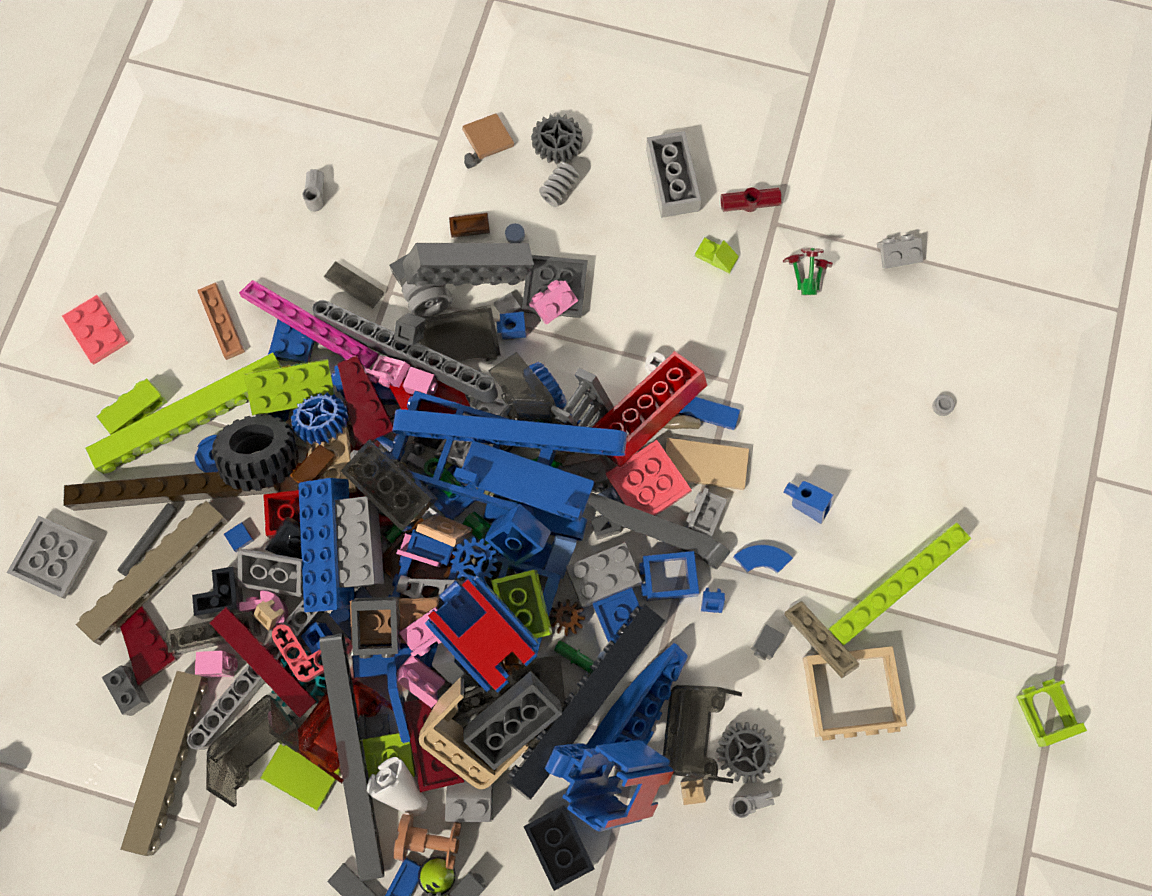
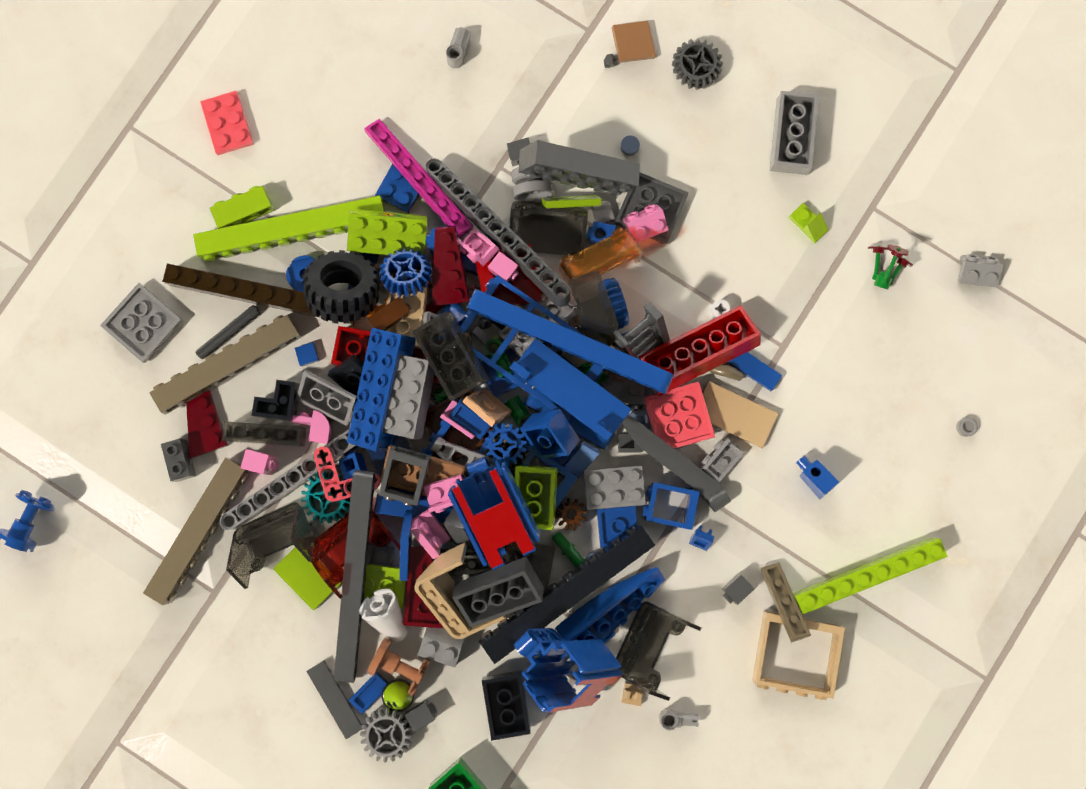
camera: 15 degrees right, 10 degrees up
(220, 321) = (341, 149): nougat tile -> none
(263, 662) = (300, 474): dark red tile -> none
(266, 615) = (313, 434): tan tile -> none
(354, 285) = (469, 150): clear smoke tile -> none
(409, 329) = (508, 215): dark grey brick -> none
(469, 225) = (590, 124): reddish brown tile -> none
(471, 302) = (571, 201): none -> lime tile
(522, 338) = (602, 256): none -> clear orange windscreen
(556, 182) = (684, 108): light grey piece -> none
(740, 201) = (846, 177): dark red piece -> none
(740, 743) = (696, 675): dark grey gear -> none
(762, 556) = (759, 513): blue tile -> none
(1069, 721) = (974, 743): lime panel -> none

